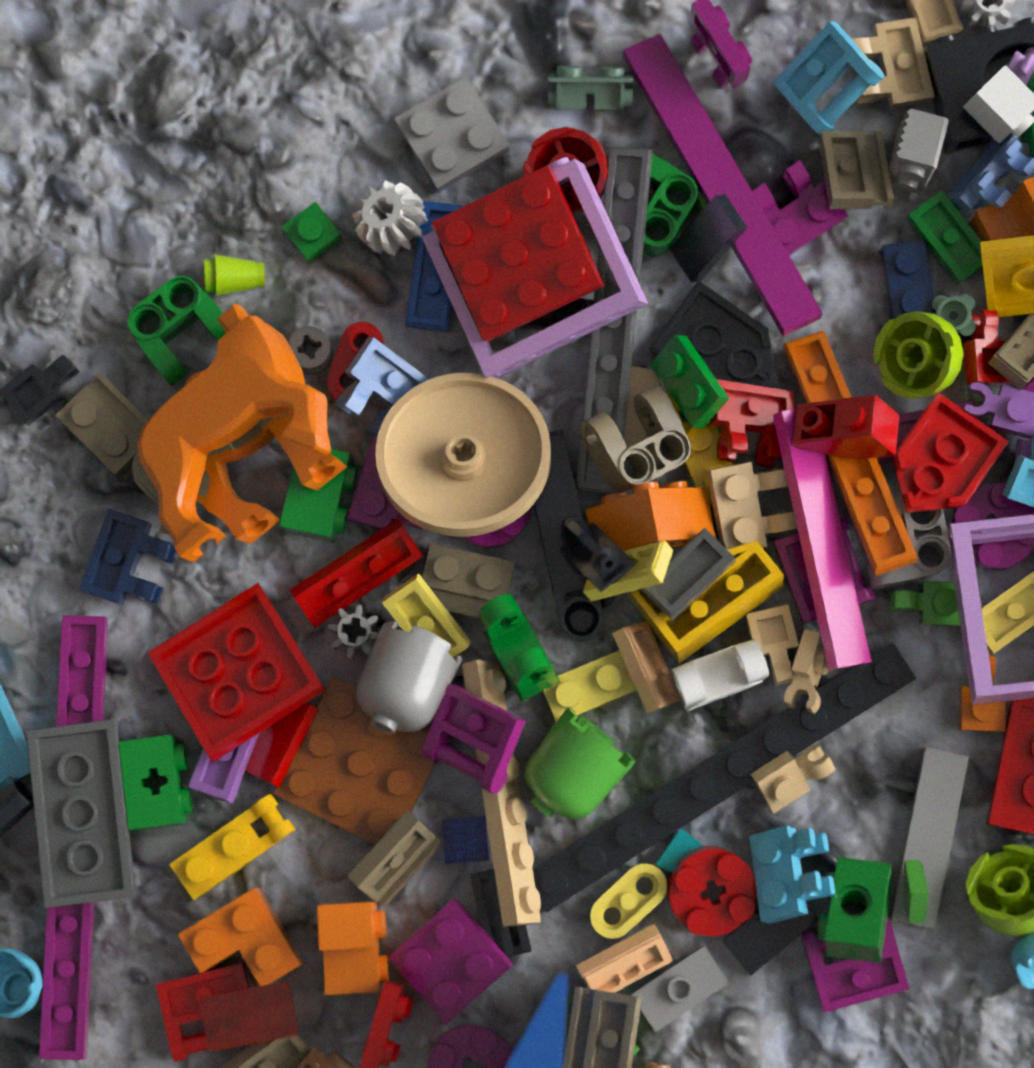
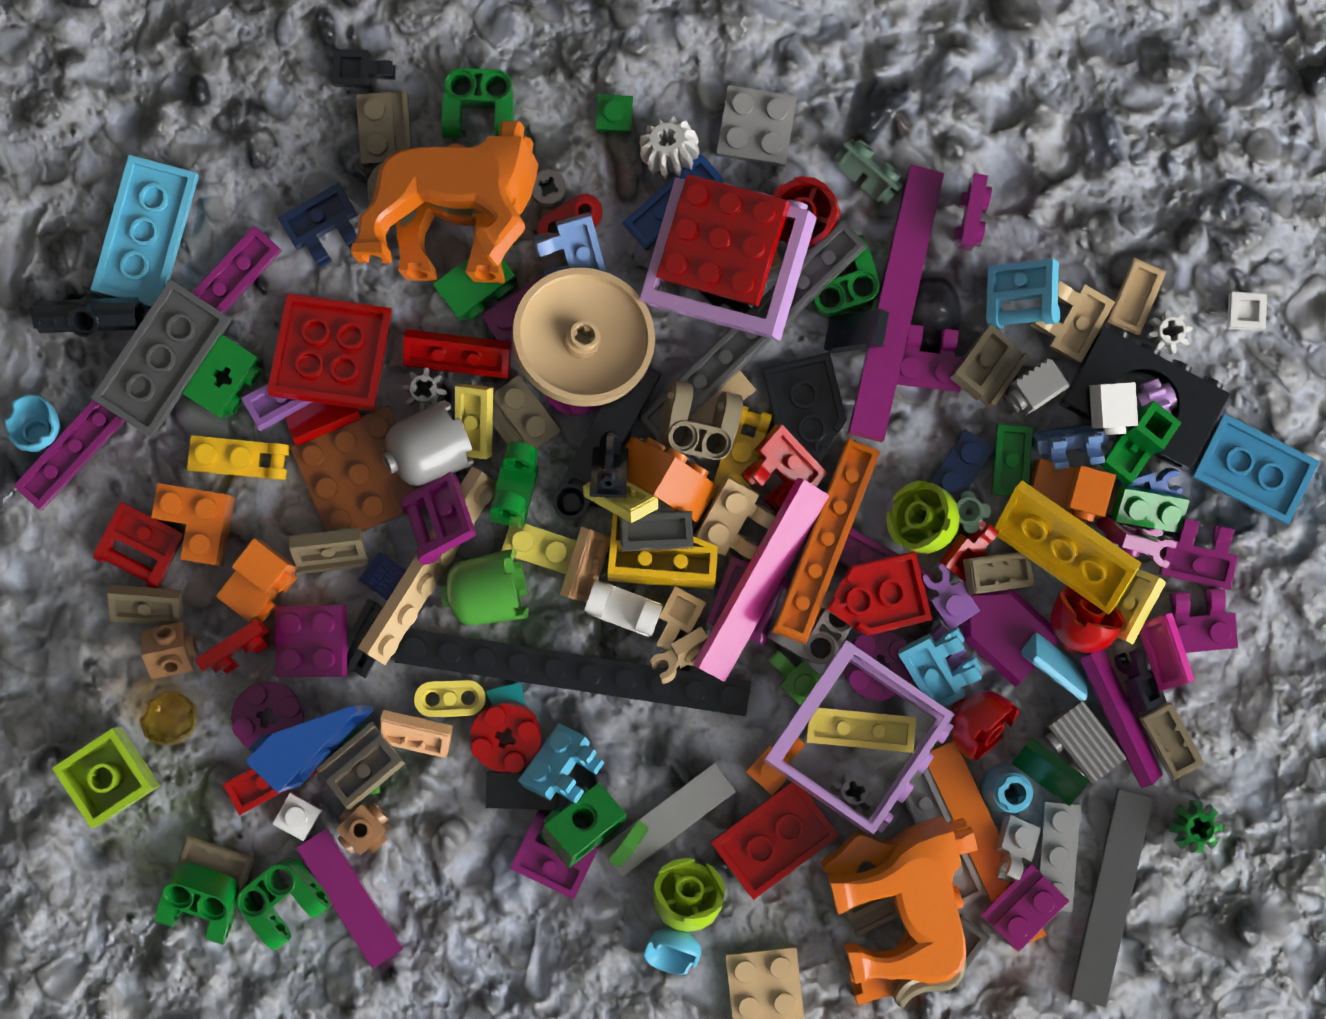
camera: 35 degrees right, 5 degrees up
(231, 275) = (540, 99): lime cone -> none
(249, 1016) = (158, 569): clear red slope -> none
(680, 988) = (436, 778): light grey plate -> none
(689, 381) = (764, 411): green plate -> none
(785, 777) = (610, 708): tan plate -> none
(847, 427) = (834, 525): red slope -> none

